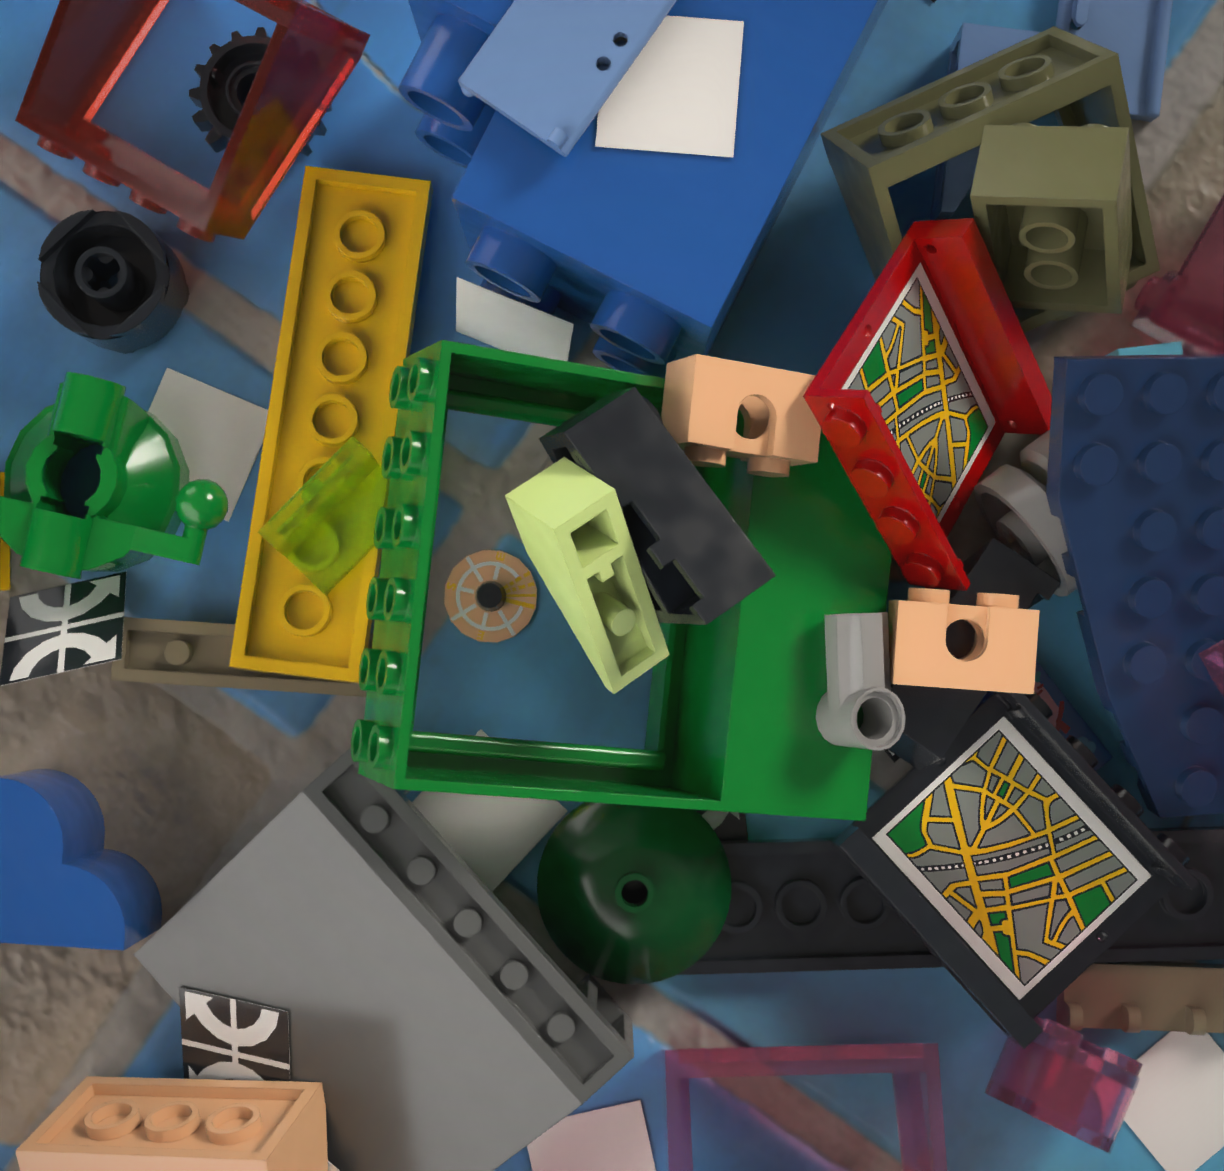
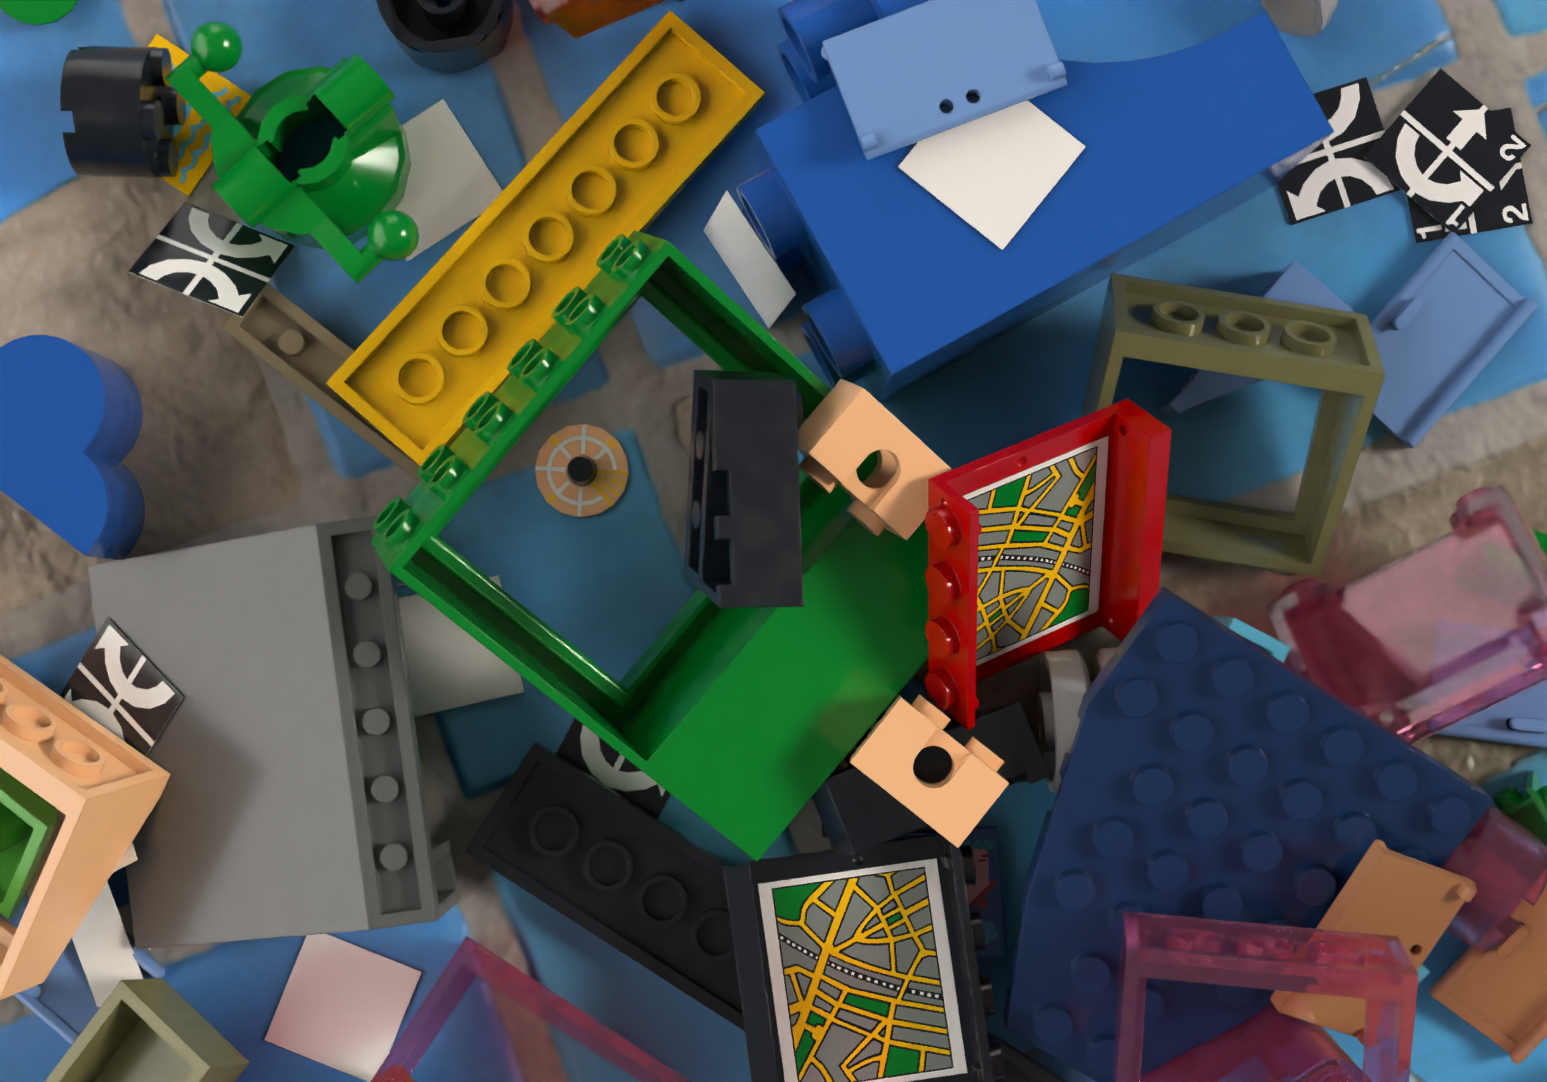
camera: 30 degrees right, 0 degrees up
(331, 517) = (491, 317): clear neon green panel -> none
(591, 569) = (663, 503): yellowish green slope -> none
(603, 849) = (581, 782): dark green dish -> none
(859, 677) = (827, 734): light grey piece -> none
(1056, 214) = (1248, 473): olive brick -> none

